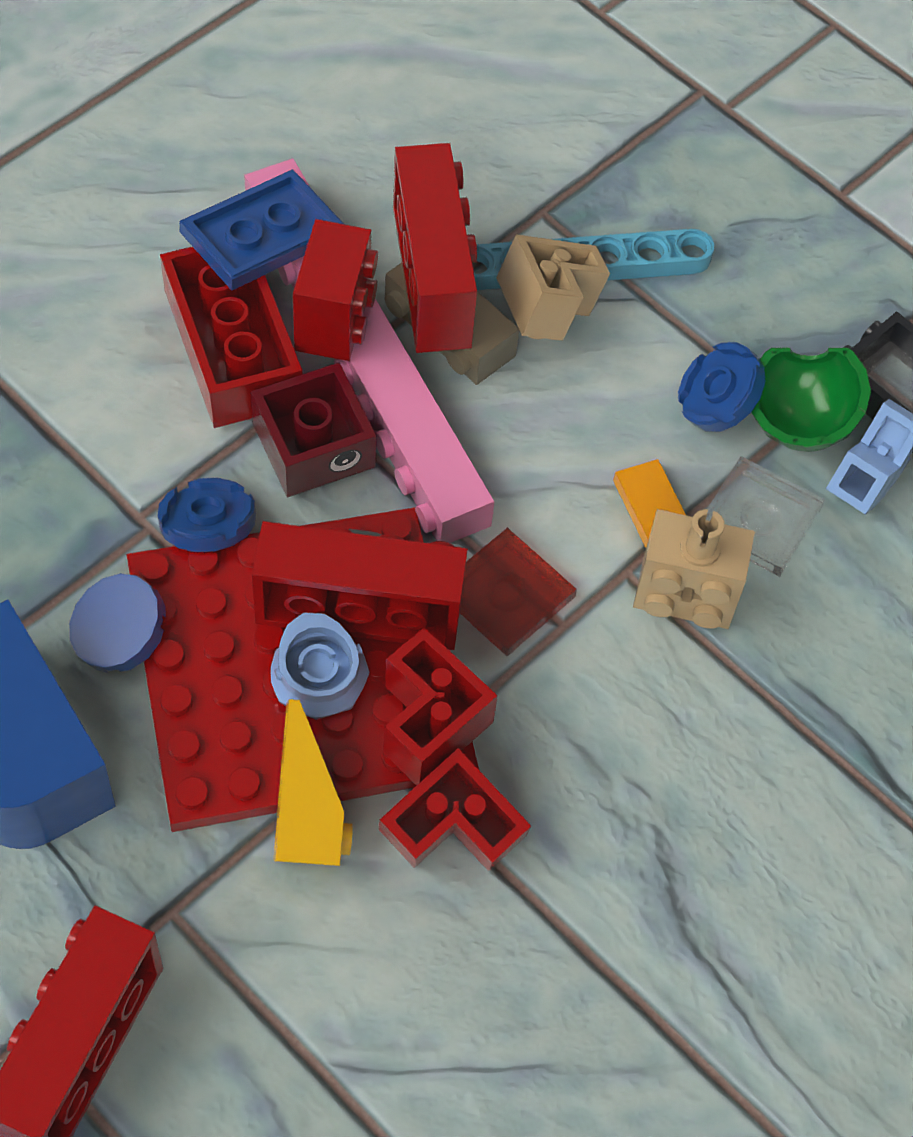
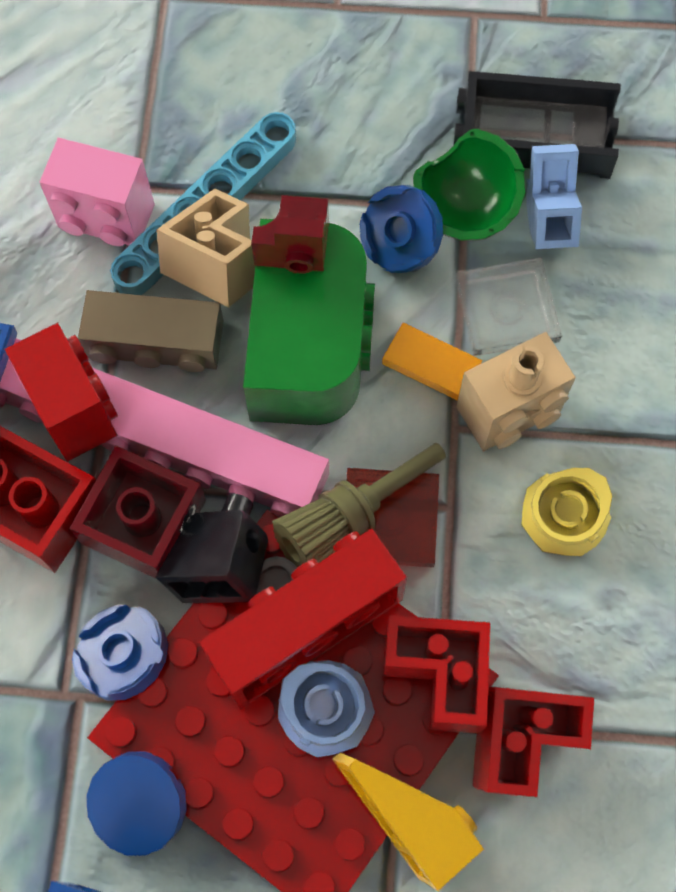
camera: 35 degrees left, 10 degrees up
(342, 497) = (217, 556): none -> black torso
(435, 246) = (106, 289): red brick -> none
(483, 546) = (343, 510): none -> olive piece
(503, 183) = (97, 192): none -> bright pink brick
(570, 395) = (310, 336): none -> green brick
(613, 308) = (295, 236): none -> dark red brick
(656, 700) = (567, 511): none -> light yellow hat

